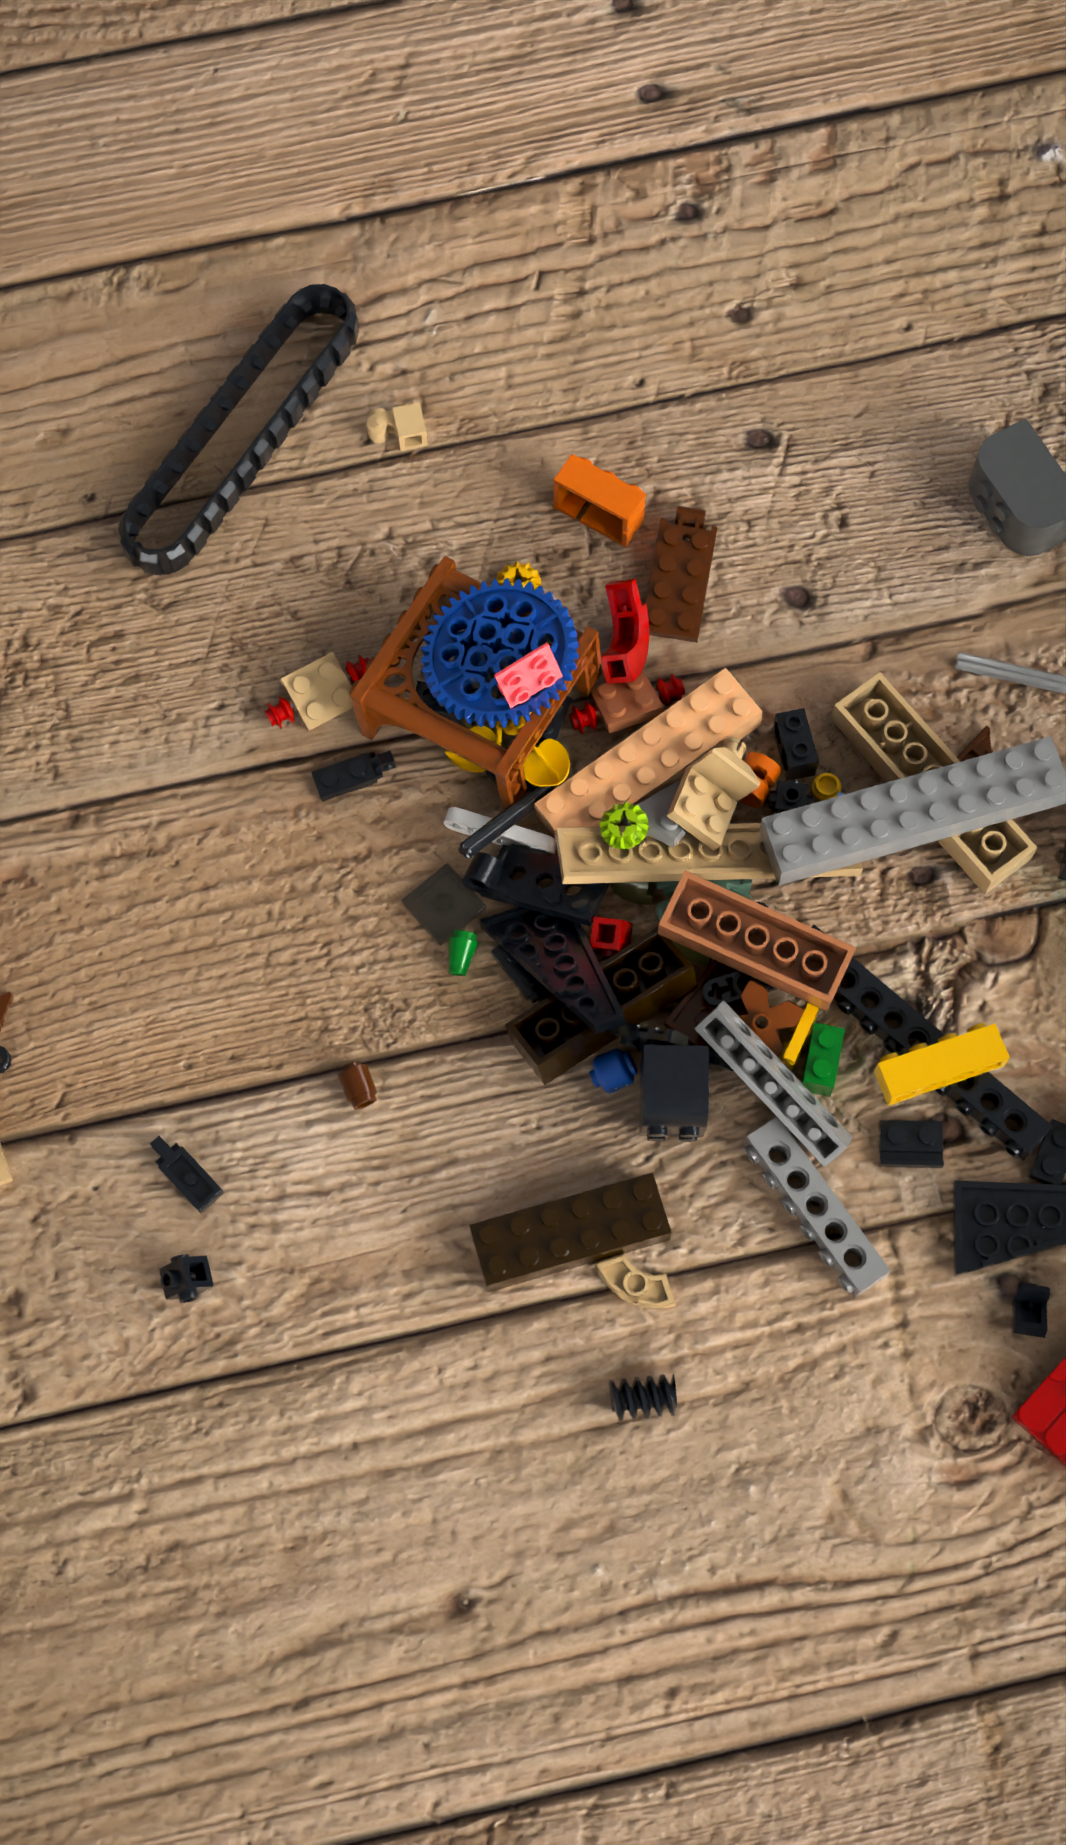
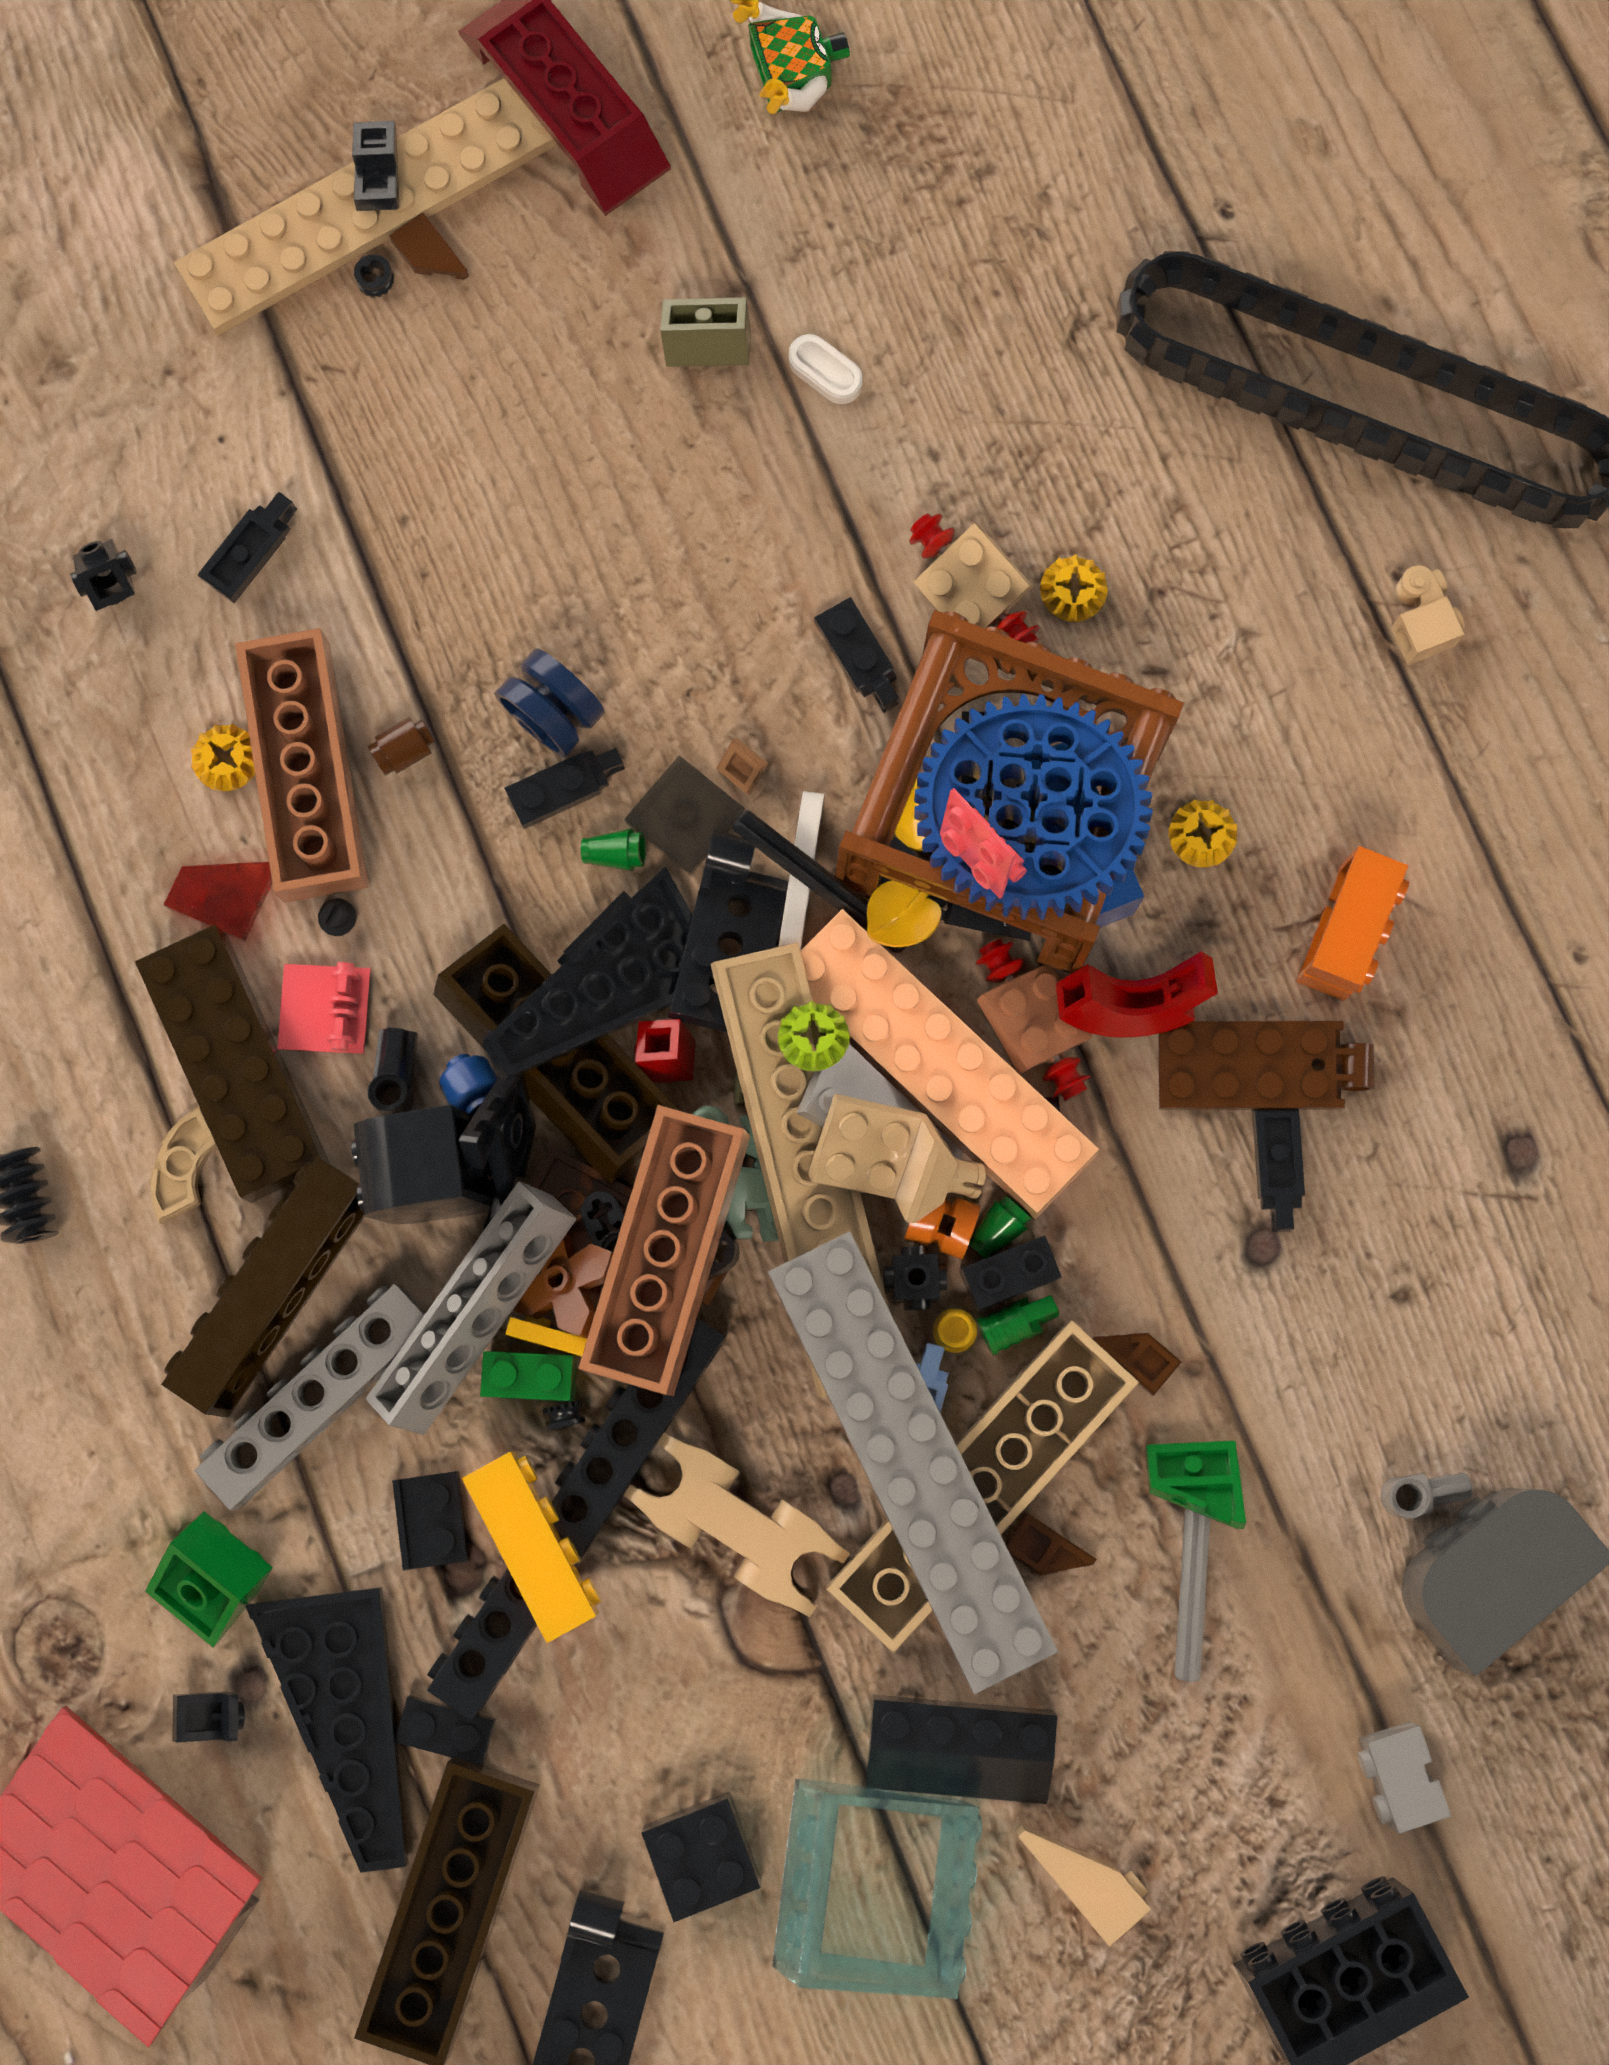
camera: 80 degrees right, 10 degrees up
(100, 832) = (705, 332): none -> olive brick
(141, 764) = (825, 369): none -> white tile
(337, 1228) = (223, 776): none -> yellow gear
(341, 642) = (1058, 599): none -> yellow gear
(350, 972) = (549, 702): none -> dark blue wheel
(360, 1152) = (301, 765): none -> nougat brick
(407, 982) = (562, 785): none -> black hinge
(417, 859) = (742, 766): none -> medium nougat slope
(442, 1229) = (221, 895): none -> clear red wing
(473, 1150) = (337, 917): none -> black piece
(538, 1167) = (324, 1008): none -> coral hinge
(590, 1122) = (394, 1069): none -> black piece
(737, 1221) = (267, 1290): none -> dark brown brick
(747, 574) = (1279, 1164): none -> black hinge
(760, 741) = (999, 1227): none -> green cone
(828, 748) = (1016, 1323): none -> green hinge
(852, 1042) = (565, 1416): none -> black bush
(858, 674) = (1141, 1357): none -> reddish brown tile
(935, 1298) = (208, 1578): none -> green slope
(943, 654) = (1198, 1478): none -> green wing
(953, 923) = (764, 1541): none -> tan piece
(968, 528) = (1426, 1493): none -> light grey axle

